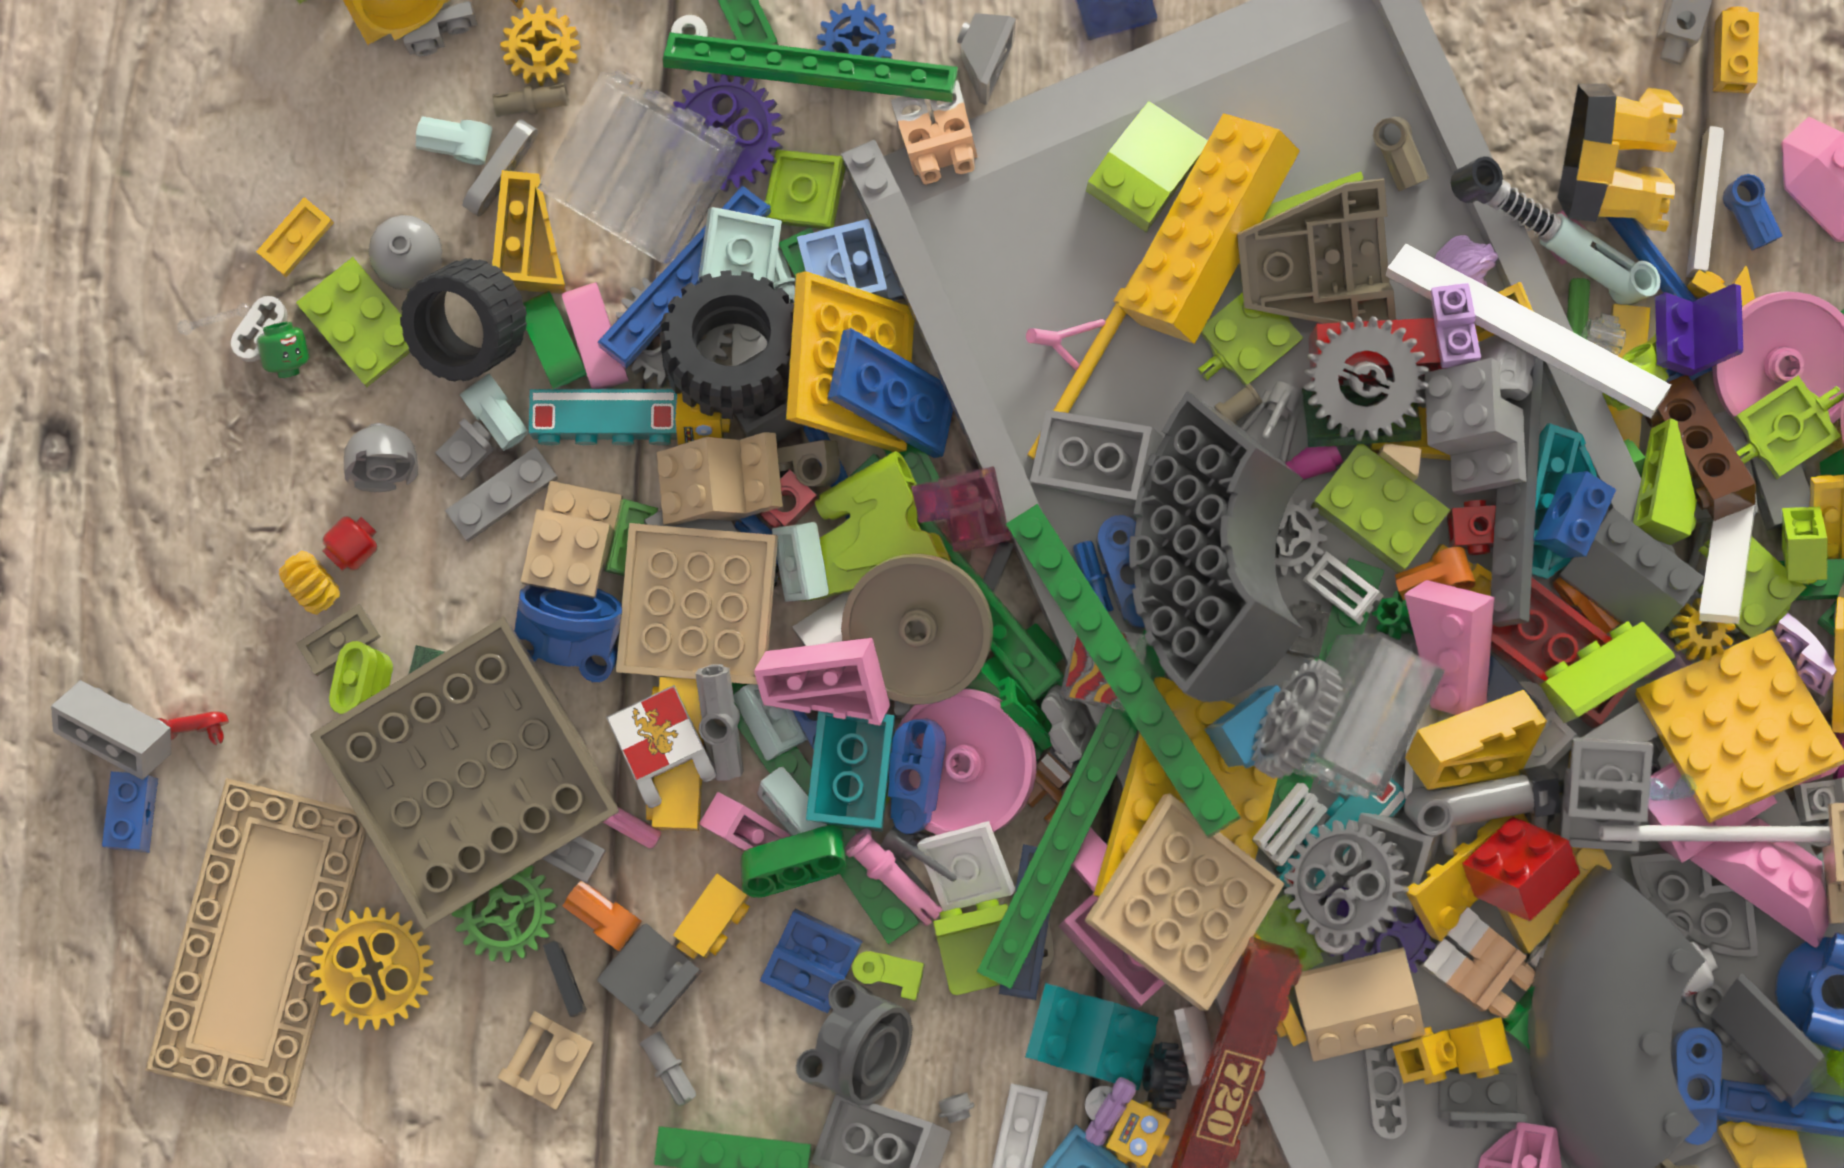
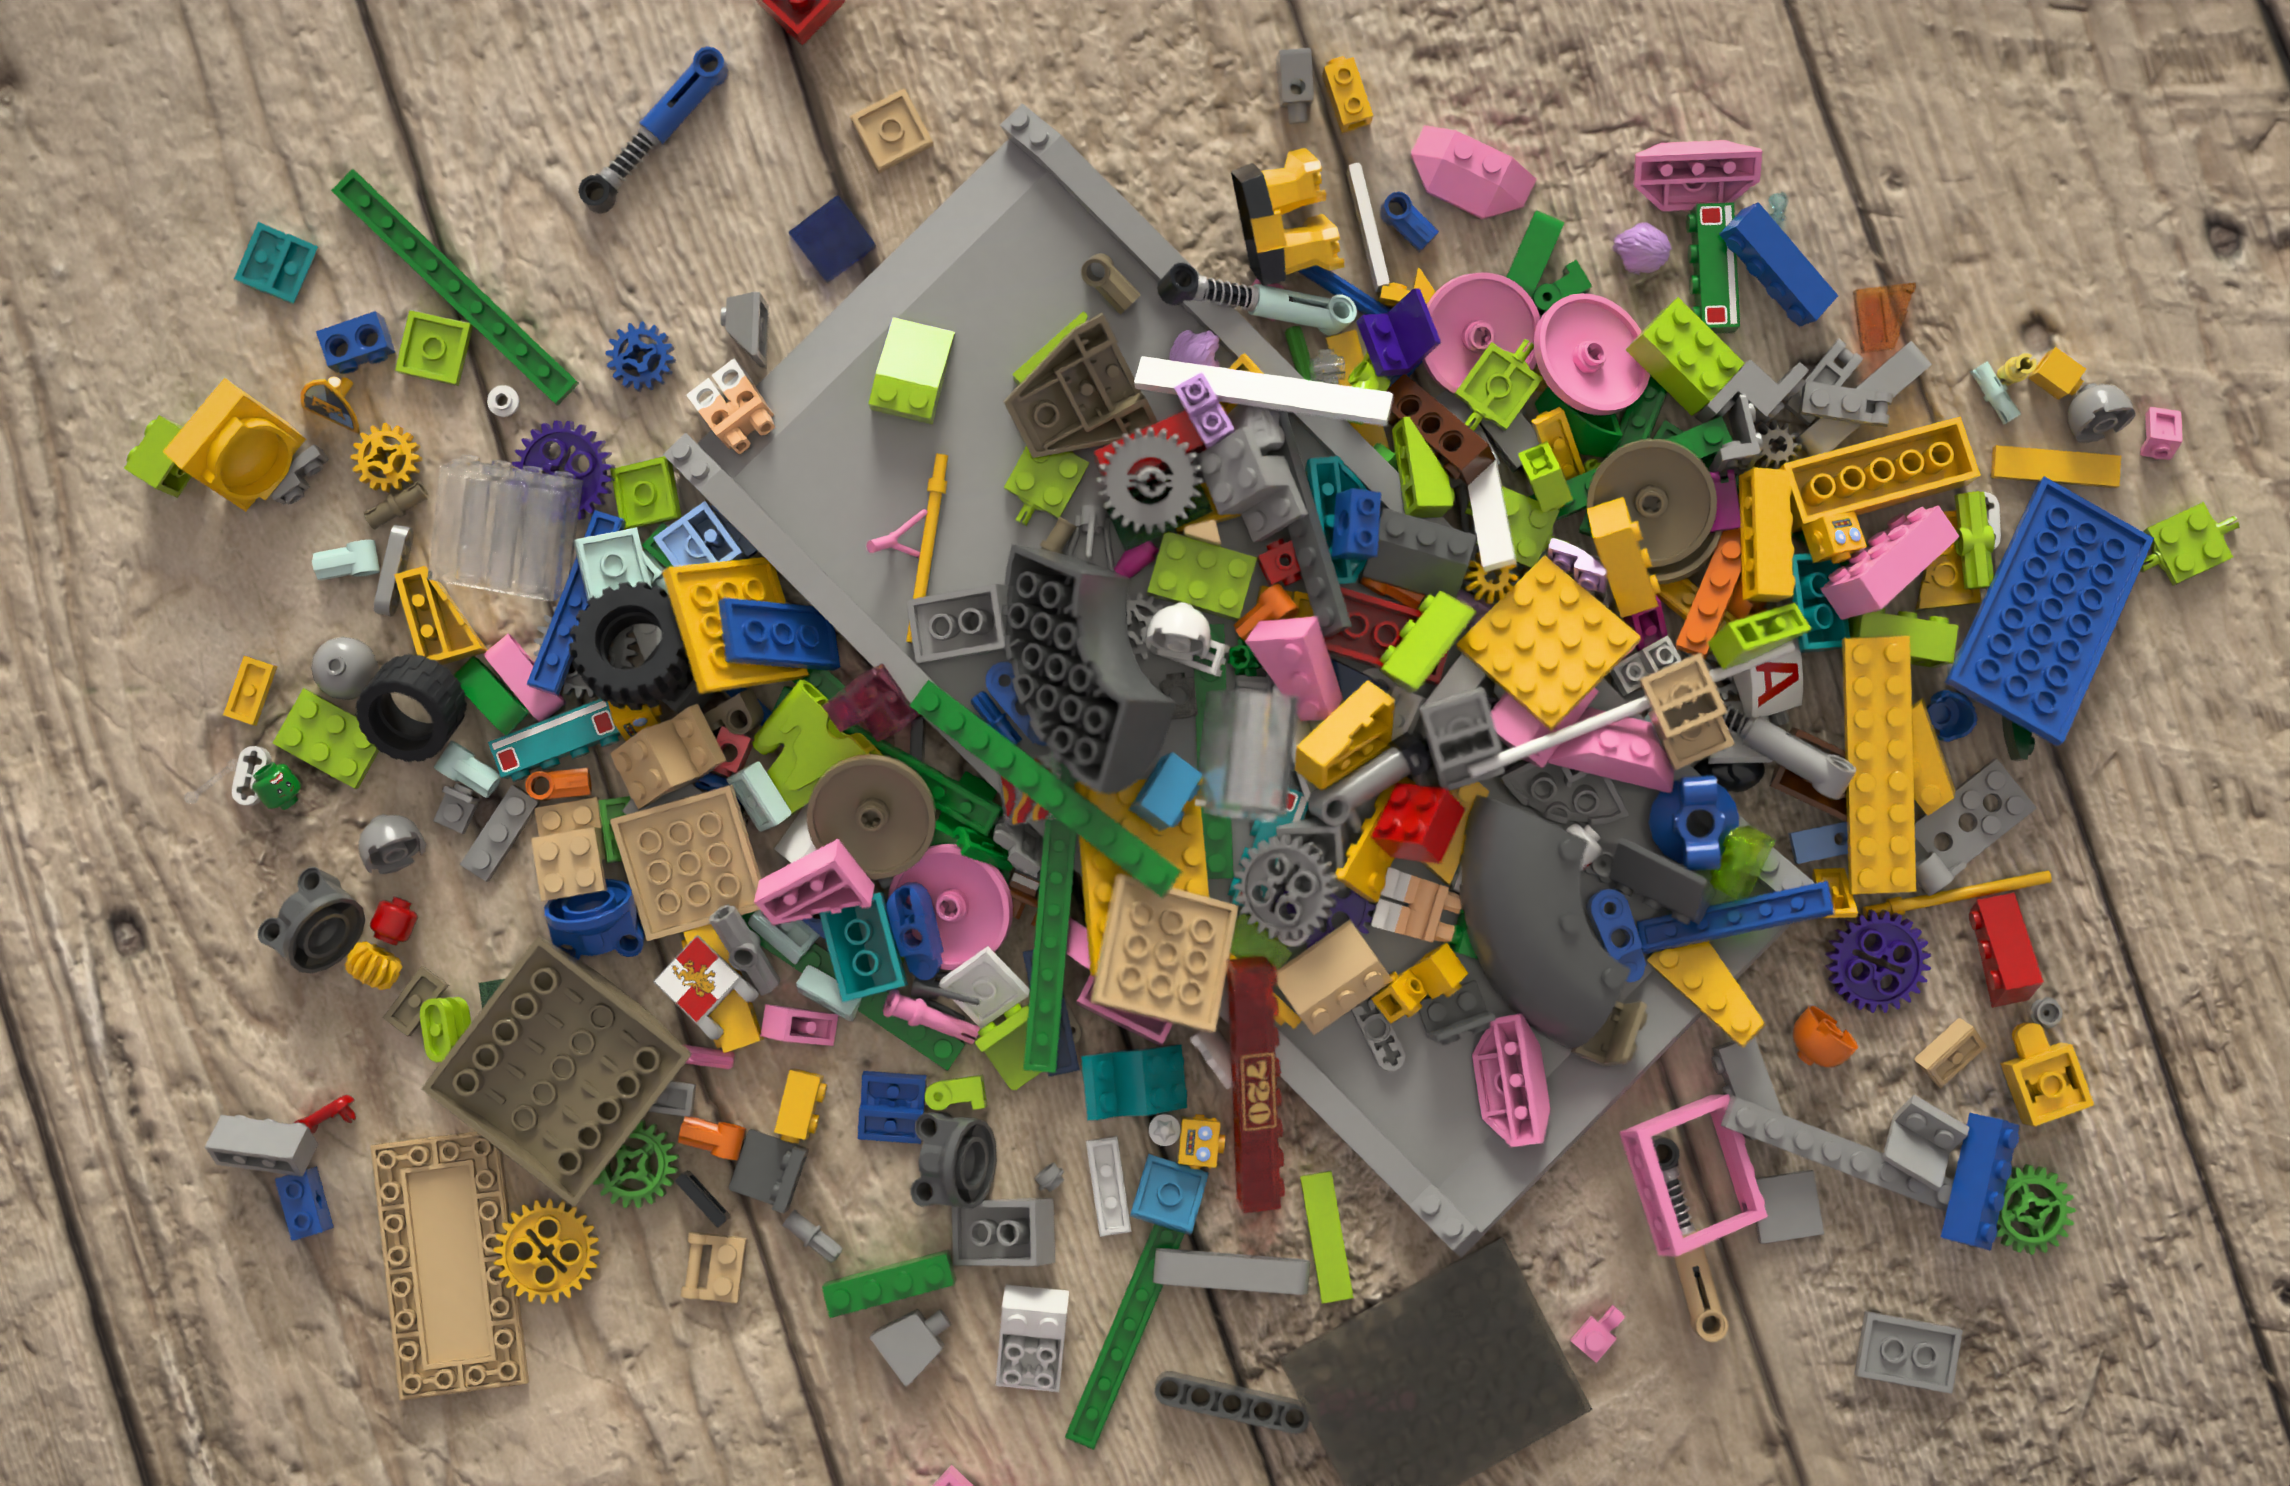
camera: 25 degrees left, 5 degrees up
(265, 512) = (315, 923): none -> dark grey piece
(591, 467) = (562, 784): none -> orange piece
(793, 861) = (846, 1038): green beam -> none
(810, 67) = (610, 393): green tile -> none
(1110, 1111) = (1171, 1134): lavender axle -> none
(1165, 1076) = (1203, 1090): black gear -> none
(1198, 239) = (974, 419): yellow brick -> none
(1294, 827) = (1229, 857): white tile -> none
(1296, 719) = (1196, 778): light grey gear -> none
(1333, 559) = (1179, 633): none -> white cylinder
(1684, 788) = (1521, 711): clear light blue piece -> none

